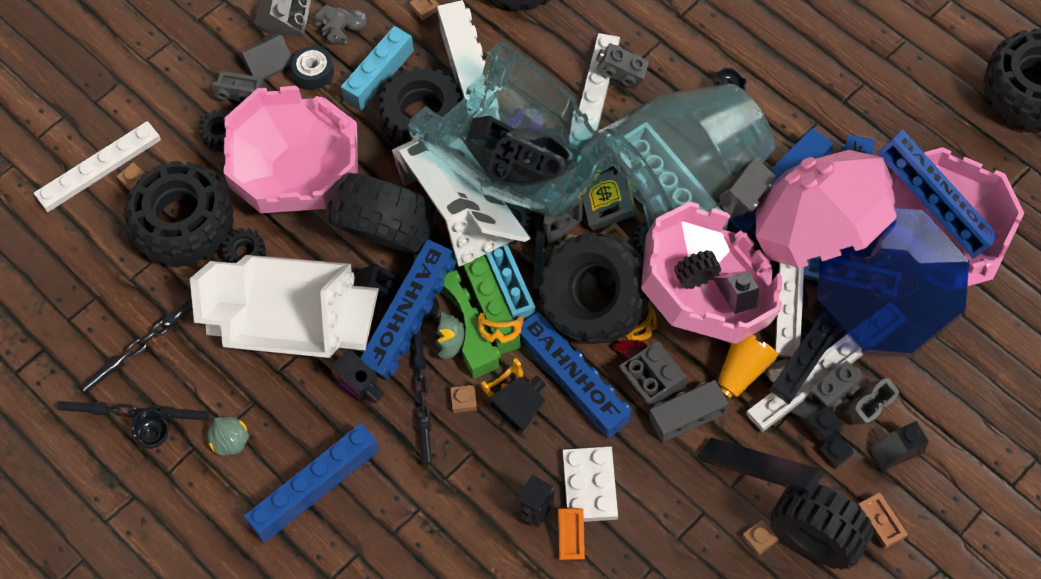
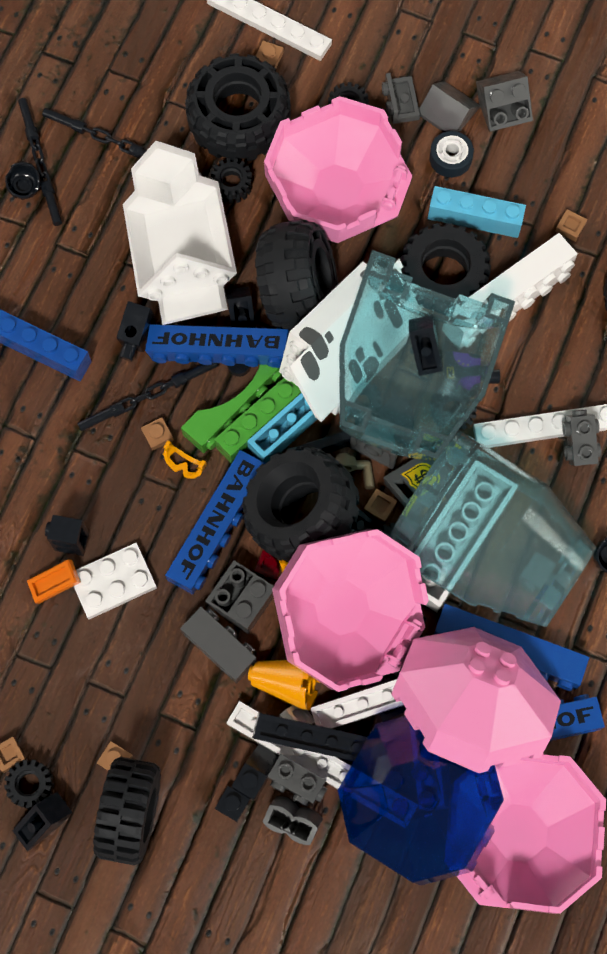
camera: 65 degrees right, 10 degrees up
(227, 436) = (42, 247): sand green hair -> none
(337, 19) = (515, 152): dark grey animal -> none
(451, 335) = (211, 394): sand green hair -> none
(517, 325) = (236, 448): light orange helmet -> none
(518, 402) = (166, 483): black torso -> none
(529, 159) = (393, 382): black panel -> none
(697, 269) = (354, 594): black tyre -> none
(738, 290) = (351, 642): black slope -> none
(746, 188) = (470, 611): dark grey slope -> none
(761, 465) = (166, 731): black tile -> none
(884, 521) = (172, 873): nougat plate -> none
(899, 446) = (257, 864): black slope -> none
(938, 194) = (543, 811): blue brick -> none

